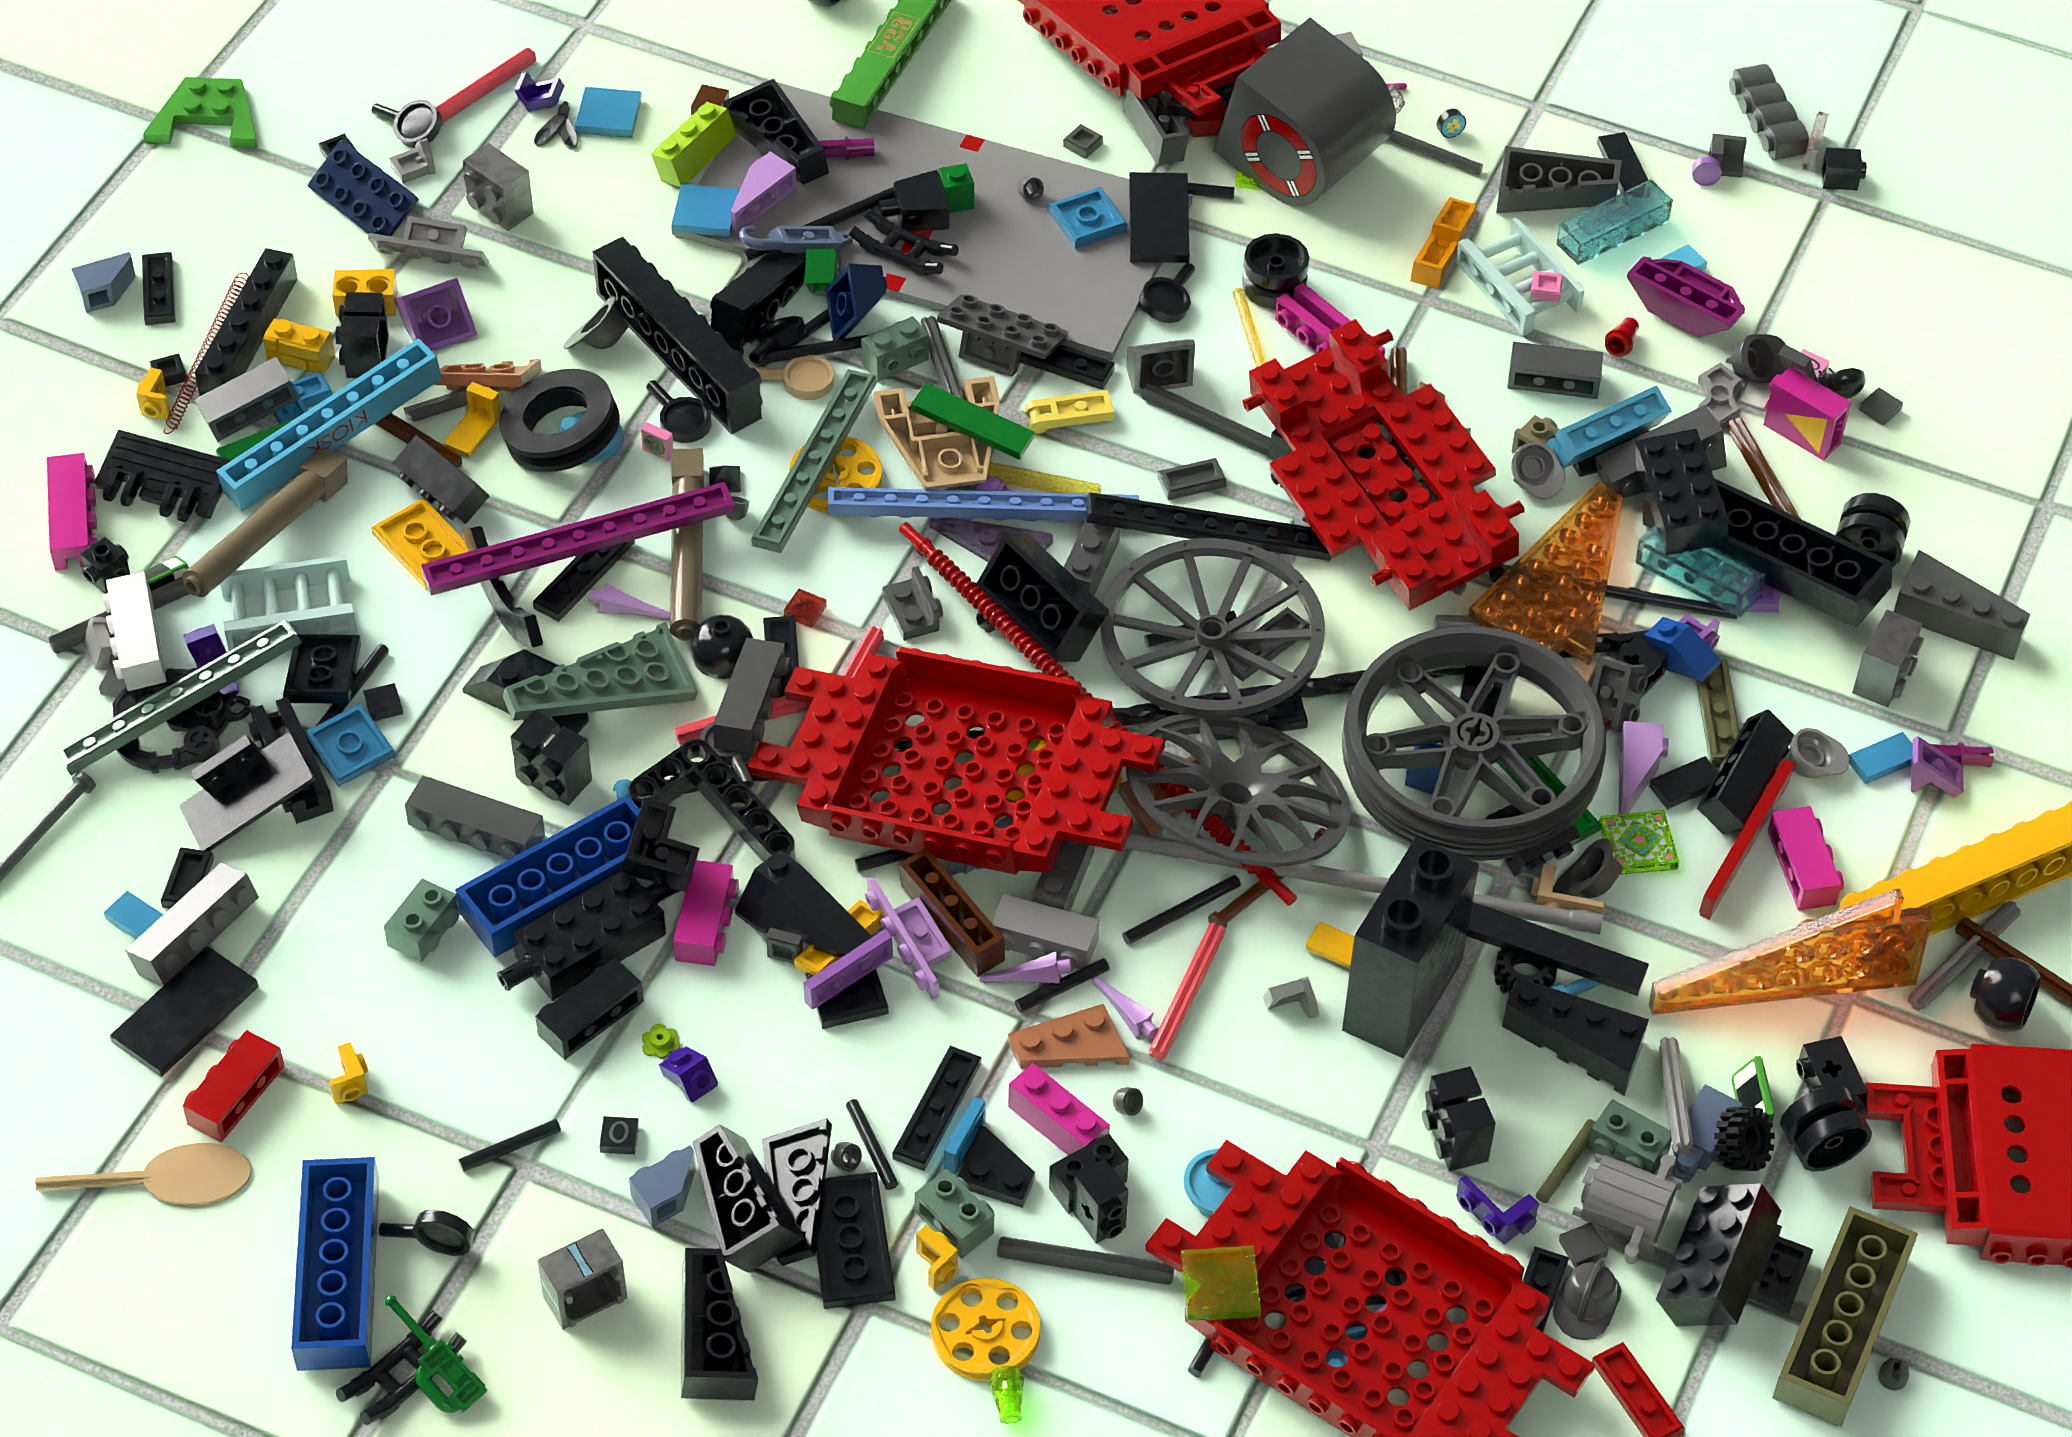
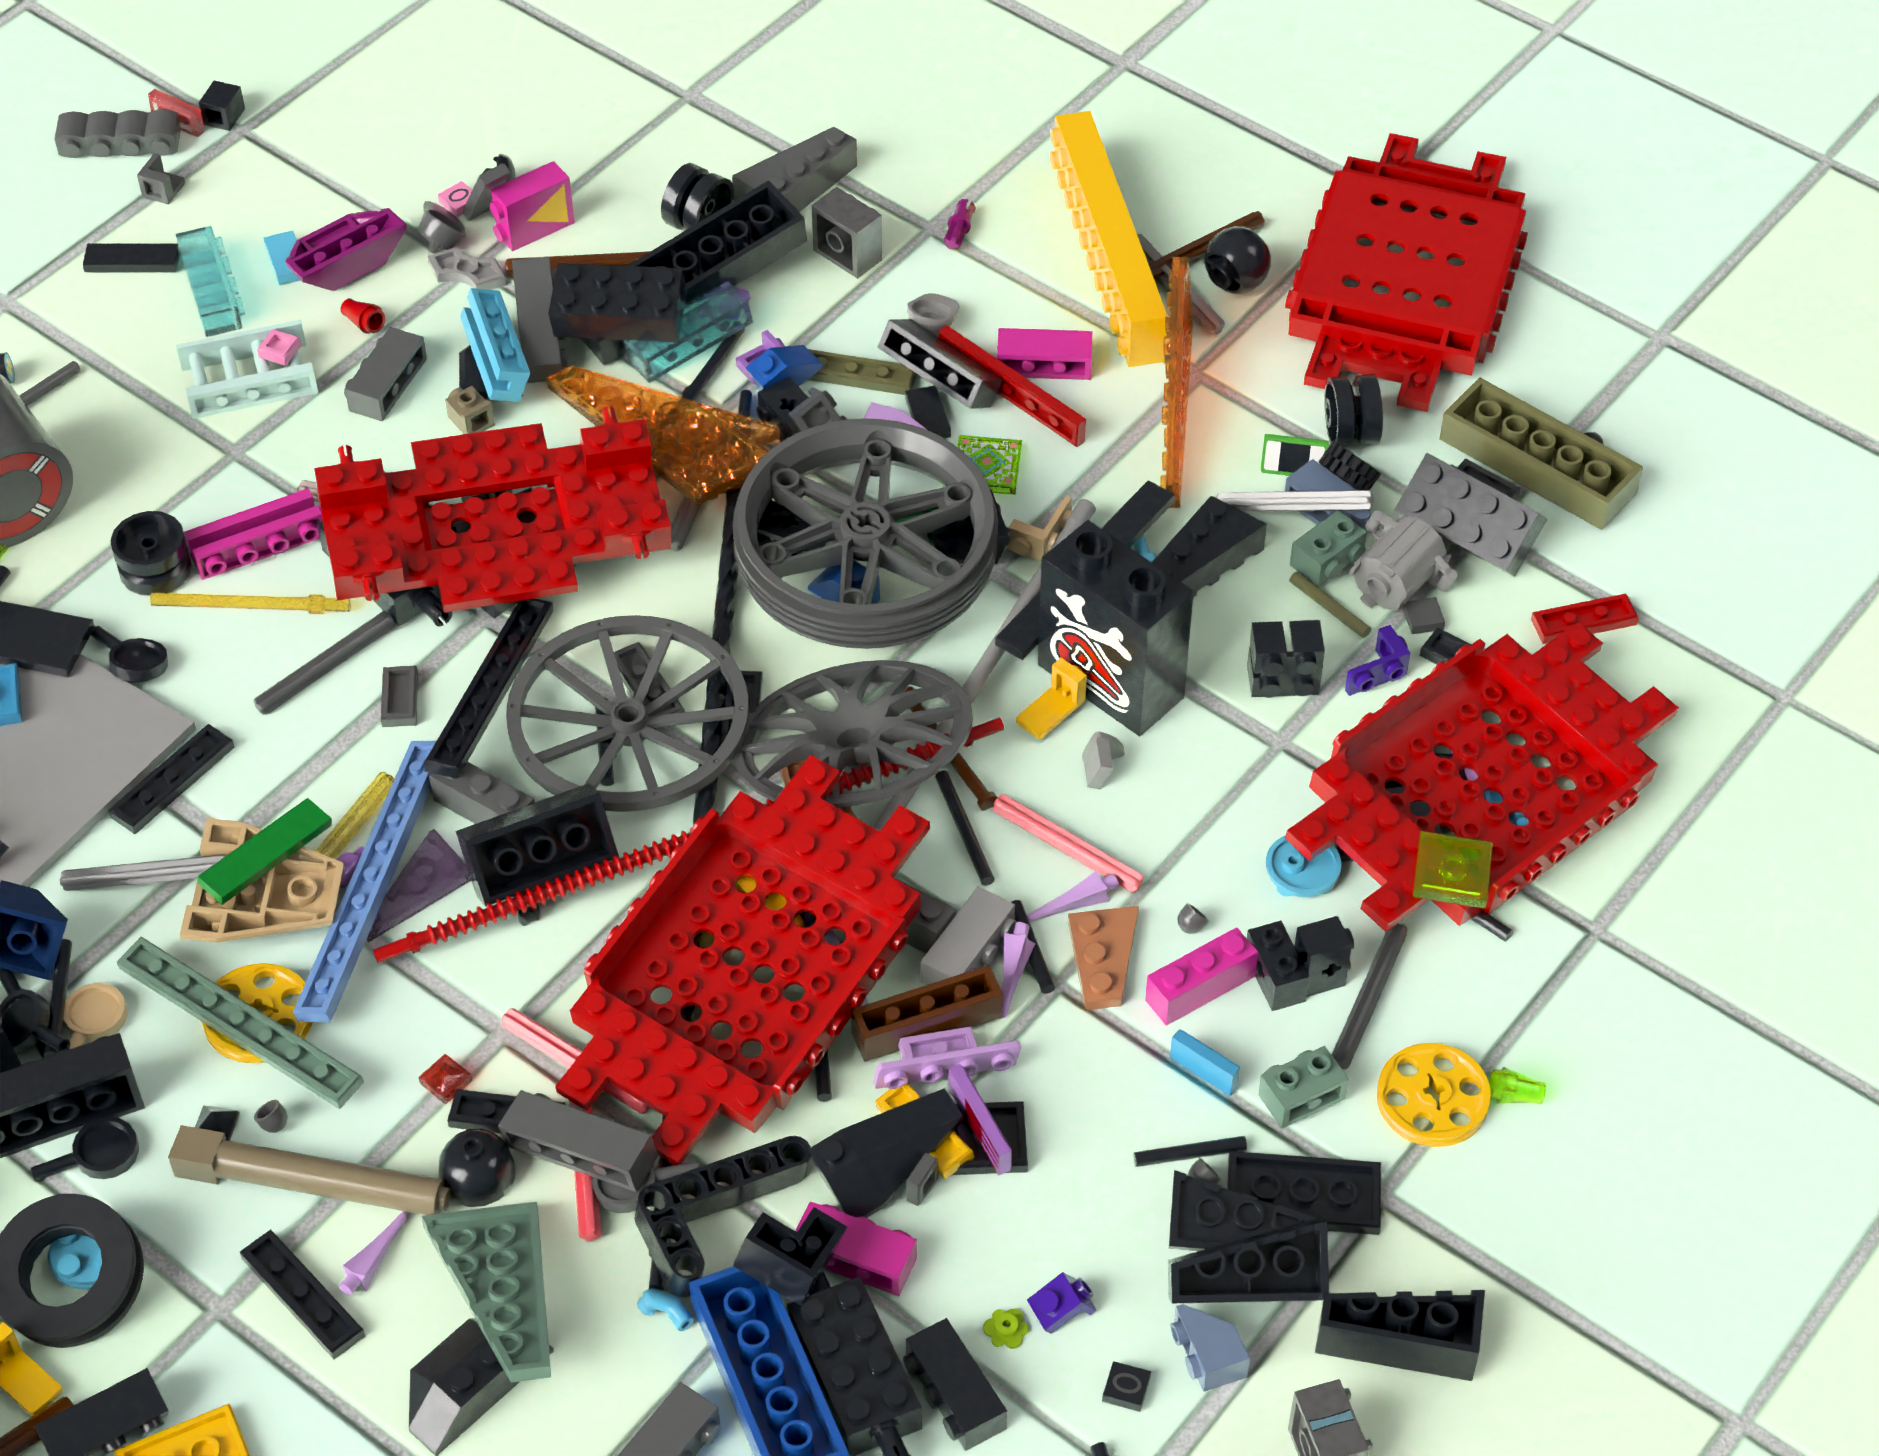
camera: 75 degrees left, 0 degrees up
(516, 621) = (320, 1385): black tile -> none
(557, 769) = (594, 1375): black piece -> none
(577, 538) = (282, 1277): magenta plate -> none
(657, 441) = (136, 1178): tile -> none
(895, 348) = (101, 920): sand green brick -> none
(913, 605) = (483, 973): dark grey bracket -> none
(937, 1108) = (1157, 1085): black tile -> none
(940, 1253) = (1344, 1111): yellow bracket -> none
(996, 1170) = (1251, 1046): black wing -> none
(998, 336) = (127, 812): dark grey bracket -> none
(1069, 410) = (261, 777): light yellow plate -> none
(1162, 364) = (235, 678): flat silver slope -> none
(1442, 243) = (155, 412): light orange slope -> none
(1537, 470) = (514, 410): light grey hat -> none
(1554, 180) = (133, 308): dark grey wedge -> none
(1587, 1301) = (1475, 619): dark grey piece -> none
(1591, 873) = (1020, 497): dark grey piece -> none
(1706, 171) = (173, 198): medium lavender tile -> none
(1830, 1064) = (1288, 399): black brick -> none
(1881, 406) = (528, 161): dark grey tile -> none
(1882, 758) = (943, 273): dark azure tile -> none
(1935, 767) = (972, 246): medium lavender slope -> none

